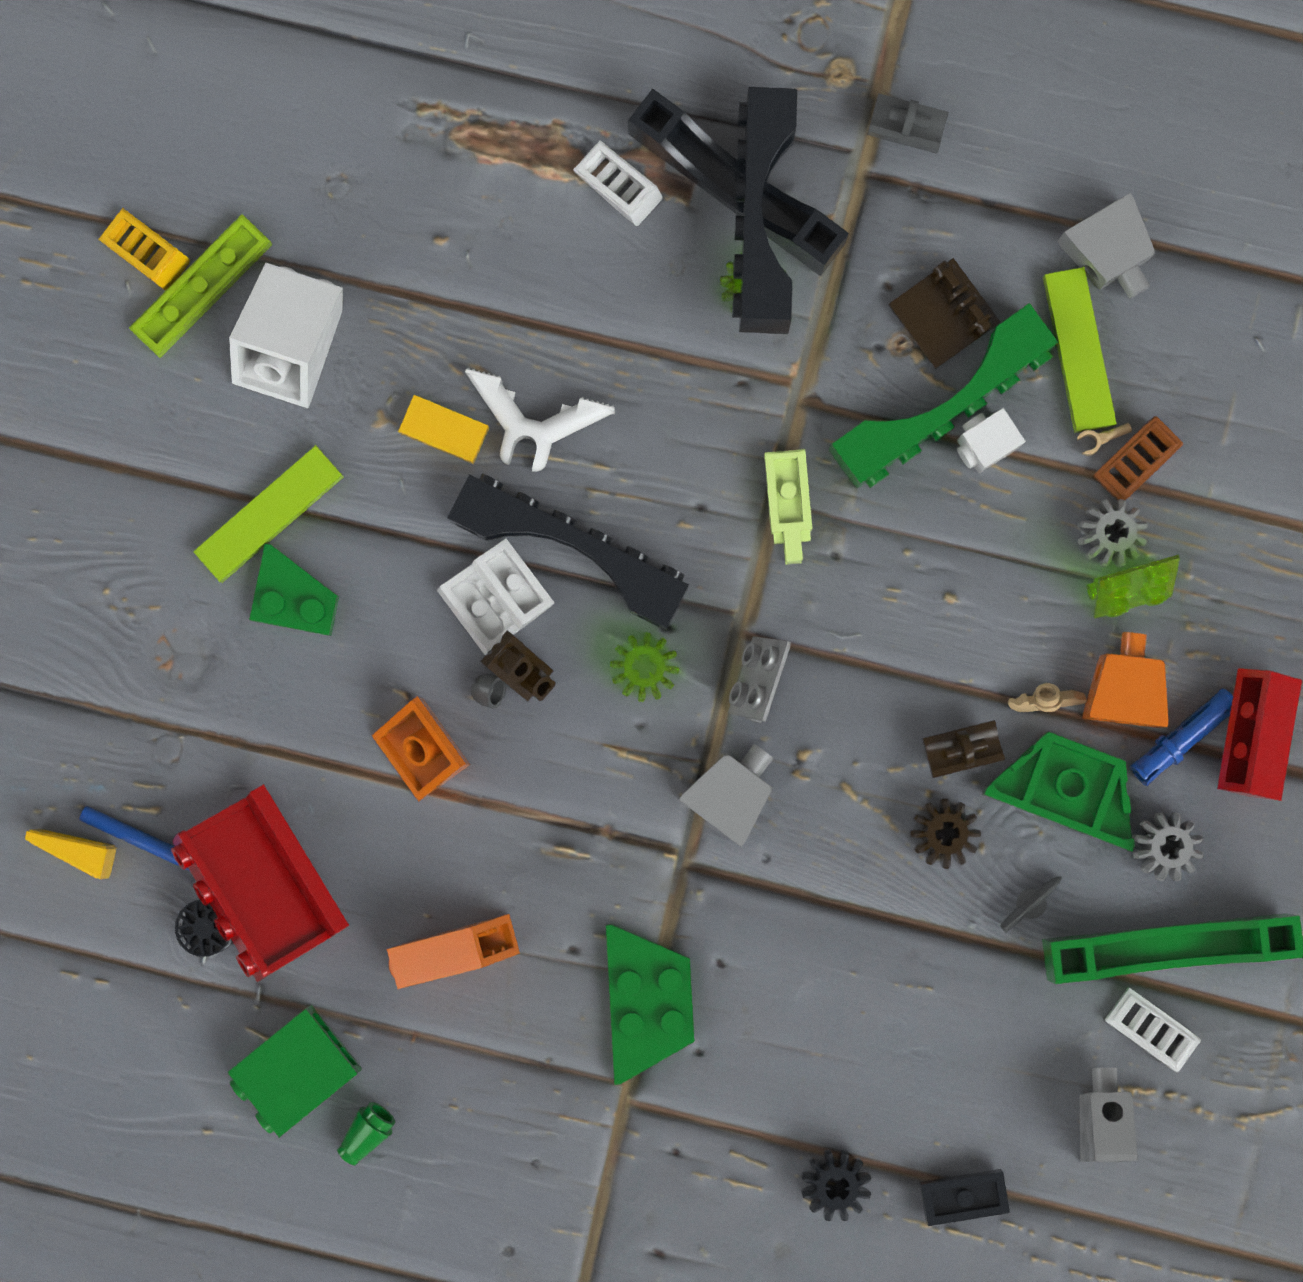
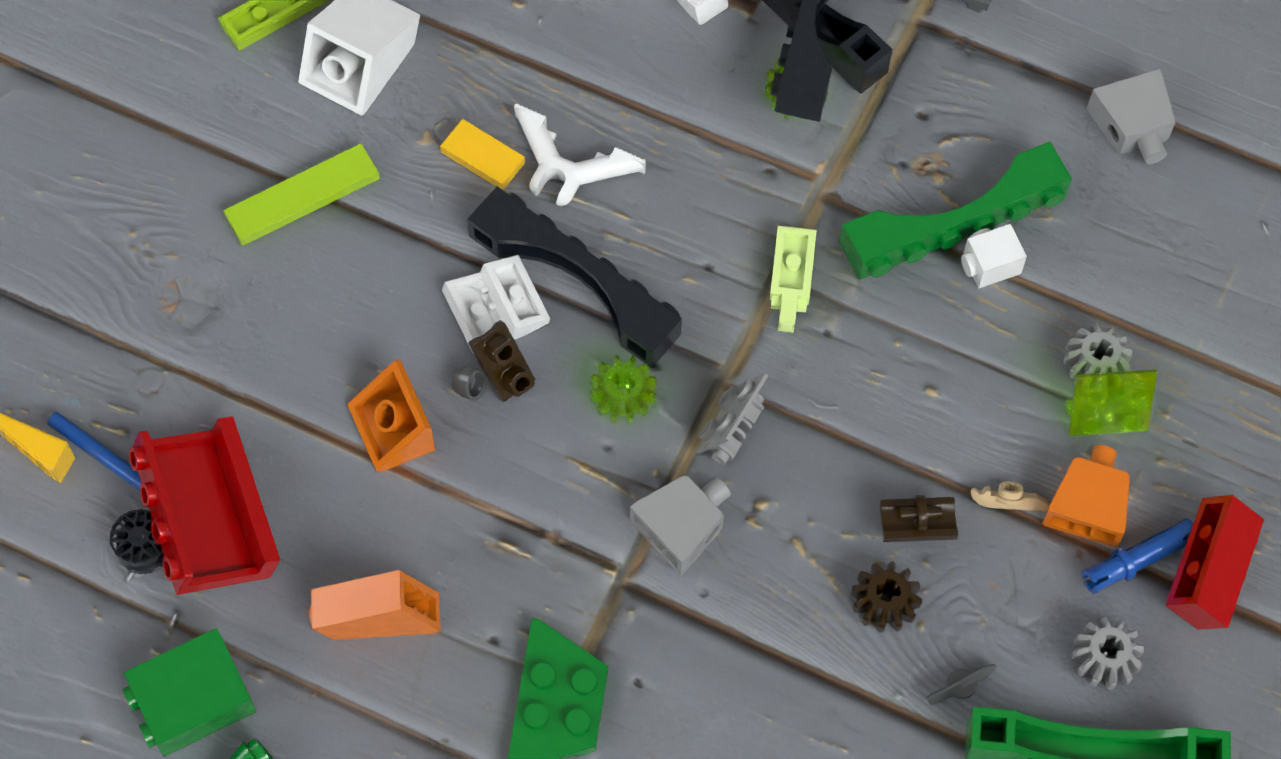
camera: 10 degrees right, 20 degrees down
(291, 596) = (304, 268): green wing -> none
(944, 313) = (969, 143): dark brown hinge -> none
(1069, 787) = (1018, 581): green wing -> none
(1079, 350) = (1092, 199): lime tile -> none
(1104, 436) = (1099, 277): tan hand -> none
(1162, 435) = (1151, 283): dark orange slope -> none

